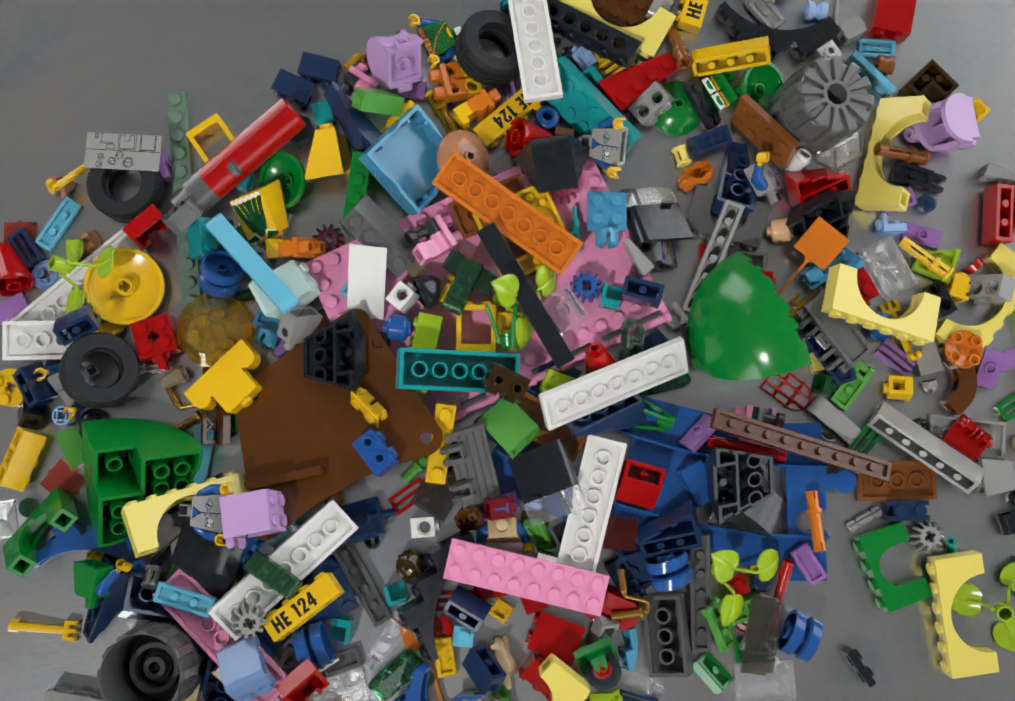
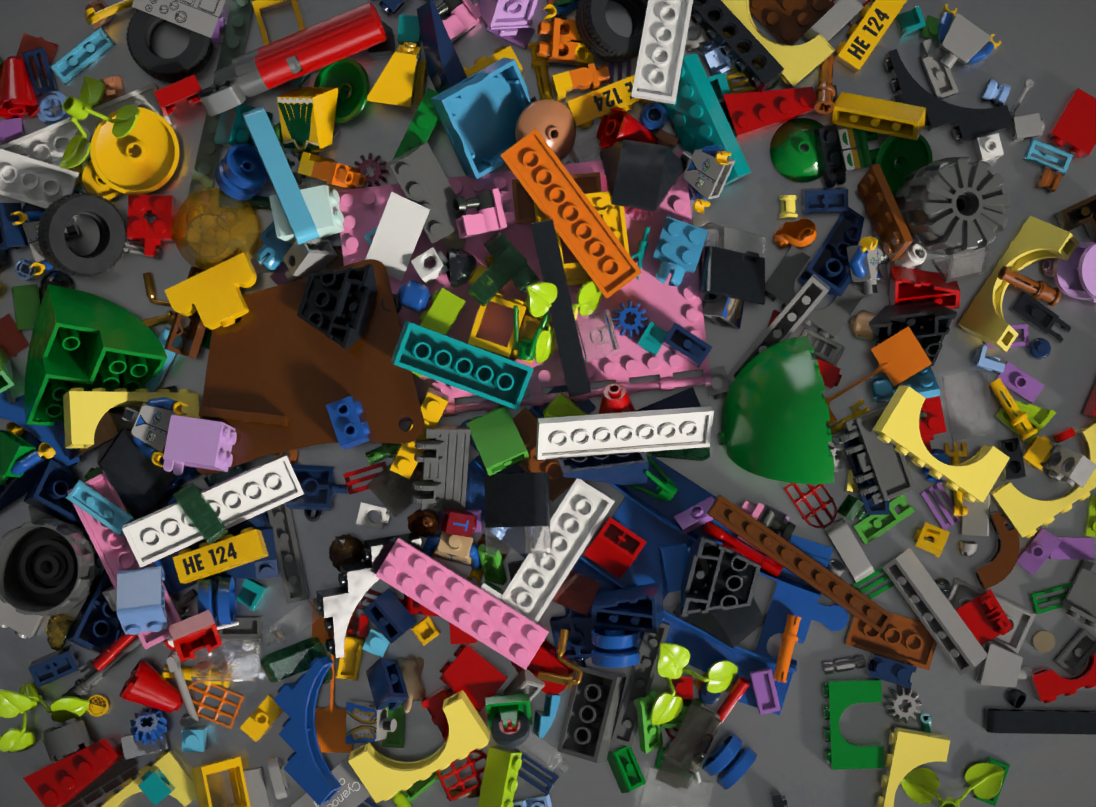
camera: 20 degrees right, 5 degrees up
(76, 324) = (73, 178): dark blue brick -> none
(148, 583) = (71, 472): dark grey bush -> none
(174, 377) = (157, 267): dark tan cone -> none
(254, 615) = (152, 551): light grey gear -> none
(362, 401) = (357, 379): yellow hinge -> none
(377, 101) = (473, 38): bright green slope -> none
(396, 593) = (321, 575): teal panel -> none
(506, 383) = (508, 395): dark brown brick -> none
(631, 338) = (659, 391): clear green beam -> none
(638, 259) = (697, 312): light grey slope -> none
(648, 100) = (772, 133): light grey brick -> none
(876, 78) = (1030, 185): medium azure tile -> none
(964, 349) = (1014, 521): orange dish -> none

